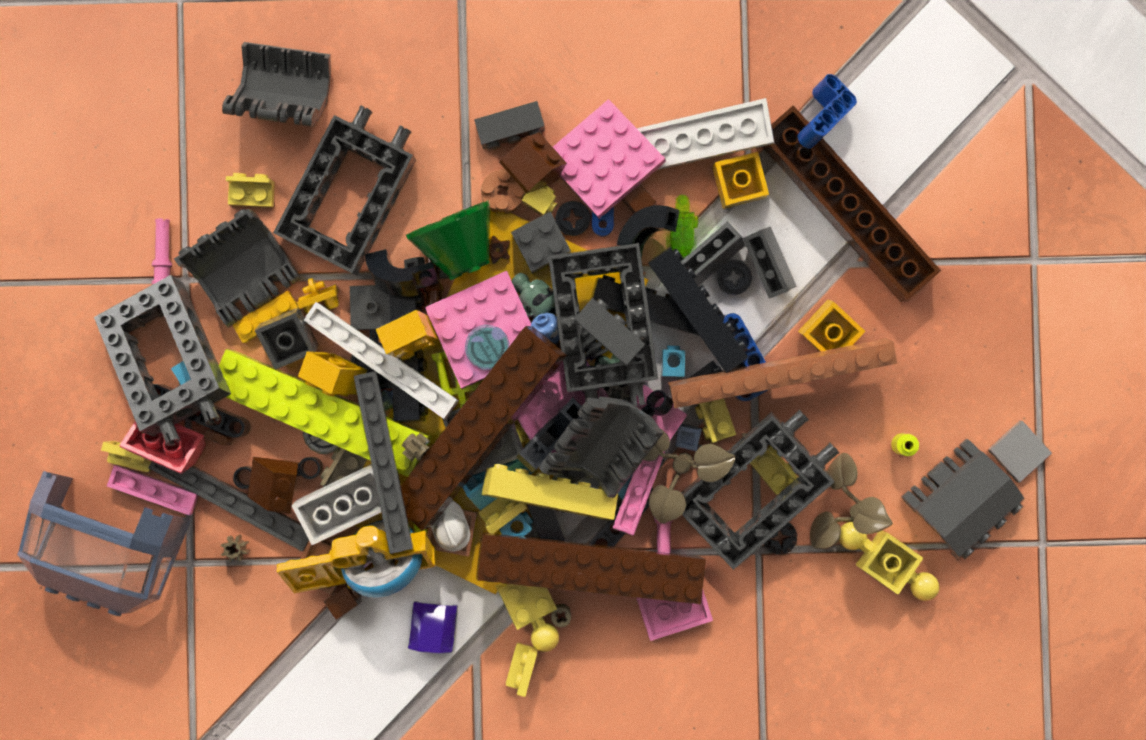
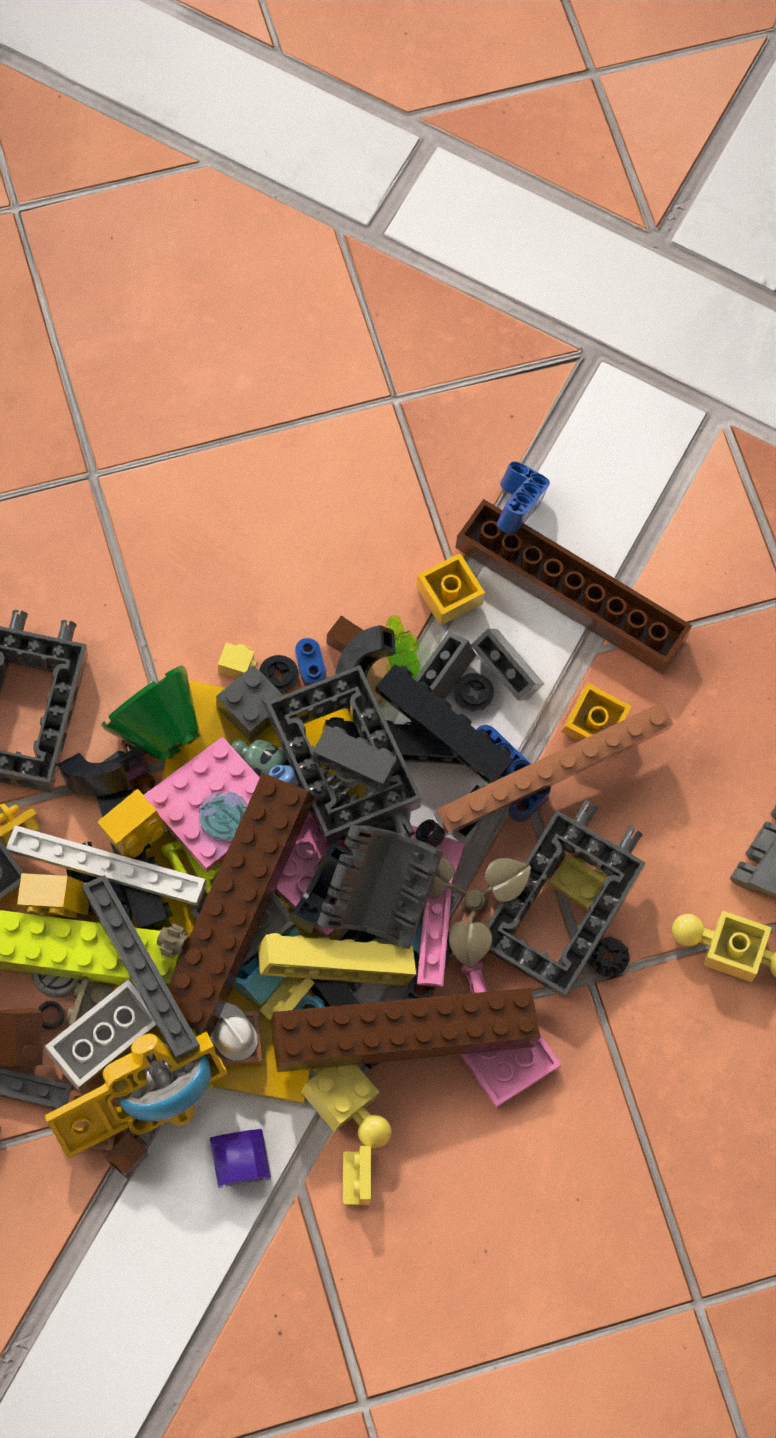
camera: 25 degrees left, 20 degrees down
(369, 307) = (77, 820): dark grey plate -> none
(502, 203) = (198, 652): nougat plate -> none
(502, 245) = (209, 720): reddish brown plate -> none
(509, 125) = (183, 594): dark grey brick -> none
(533, 163) = (221, 622): reddish brown slope -> none
(562, 622) = (380, 1100): dark tan bush -> none
(606, 158) = (295, 602): bright pink plate -> none
(679, 370) = (428, 804): medium azure brick -> none
(688, 437) = (473, 871): sand blue plate -> none
(711, 133) = (398, 552): white plate -> none
(716, 420) = (496, 841): light yellow bracket -> none
(867, 515) = (695, 885): dark tan plant -> none
(899, 441) = (714, 817): neon yellow brick -> none

